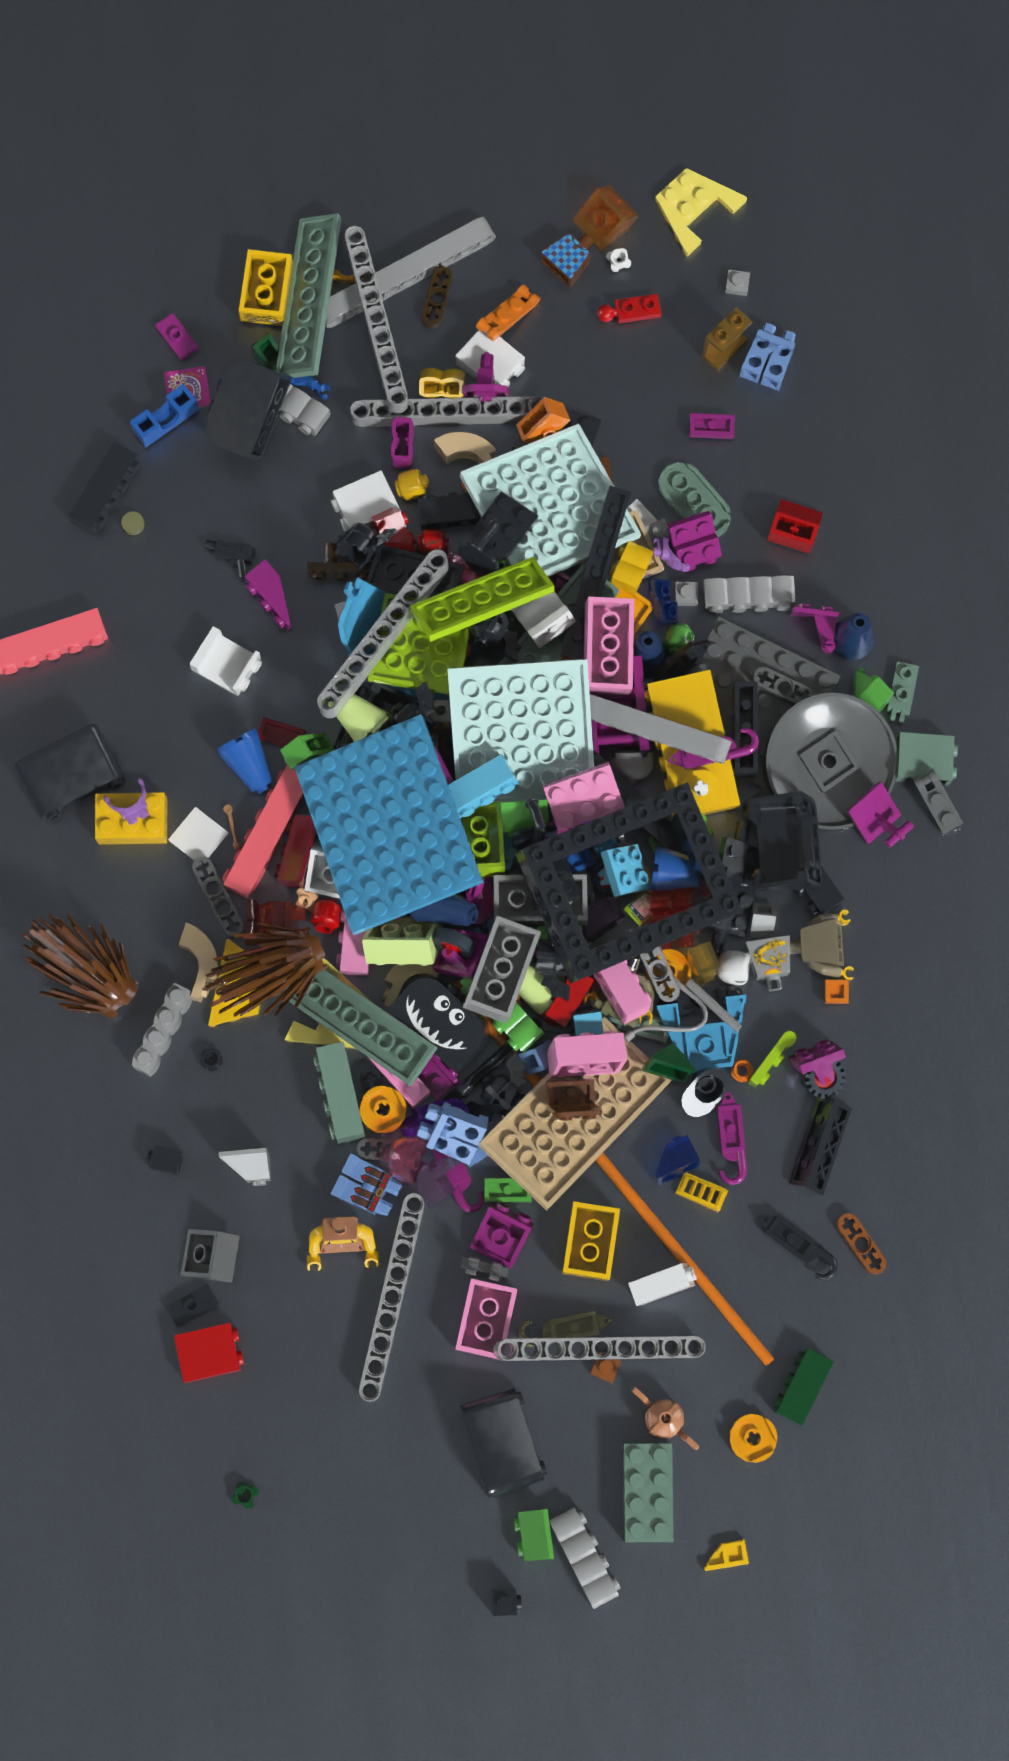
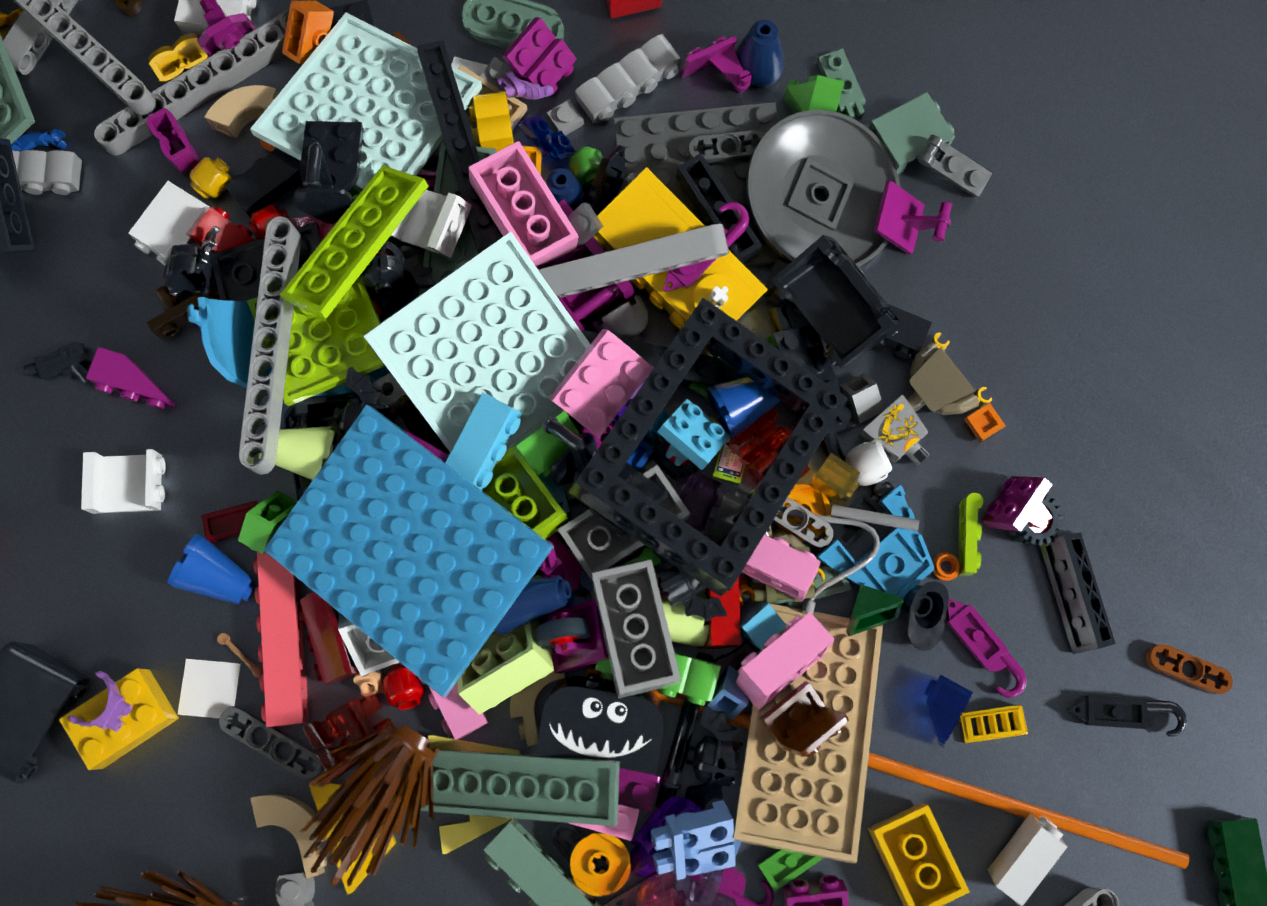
camera: 30 degrees left, 0 degrees up
(643, 681) = (585, 222): none -> dark grey plate

